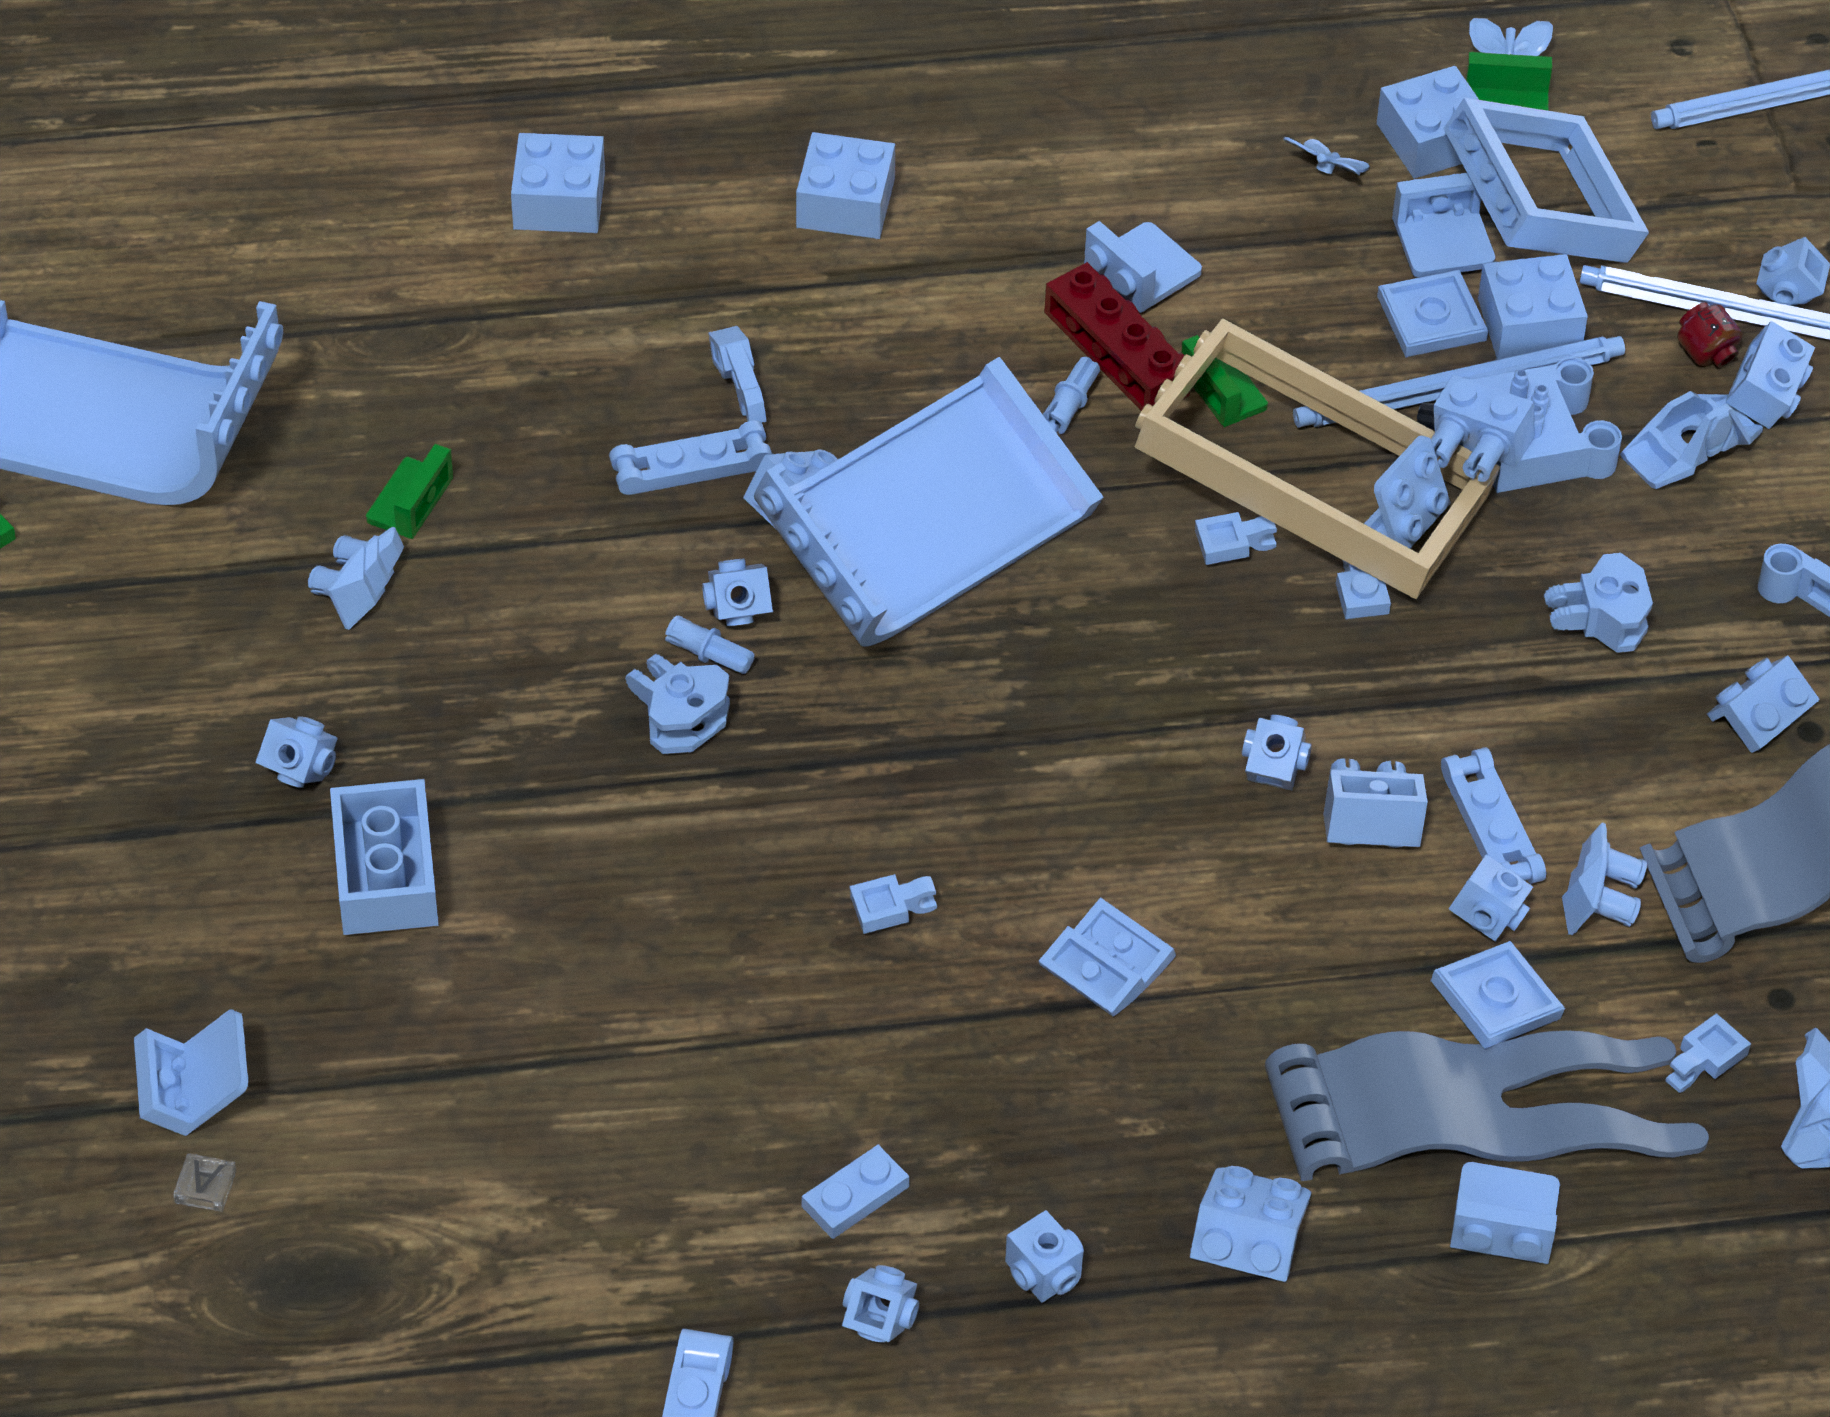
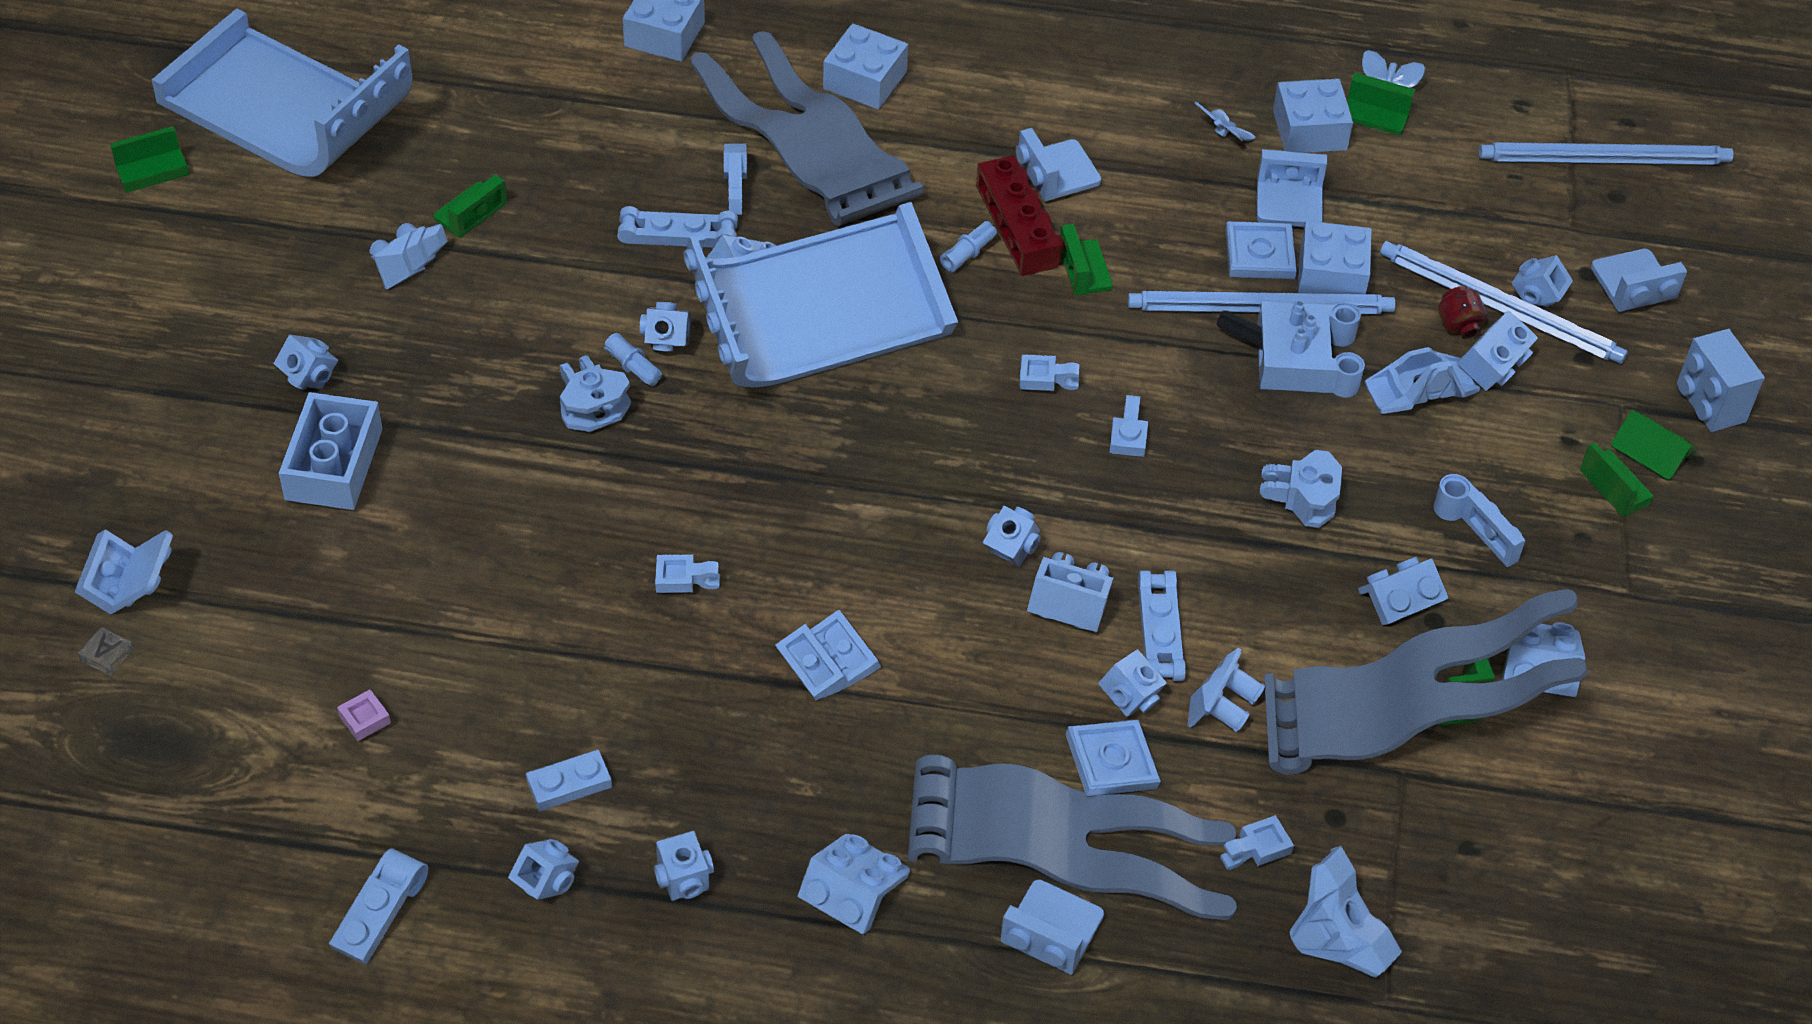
camera: 15 degrees right, 0 degrees up
(570, 1177) = (363, 715): none -> lavender plate
(825, 305) = (820, 146): none -> sand blue flag
(1284, 502) = (1095, 364): tan door -> none
(1410, 494) = (1180, 374): light blue bracket -> none
(1477, 137) = (1330, 128): light blue window -> none
(1485, 422) = (1257, 331): light blue brick -> none

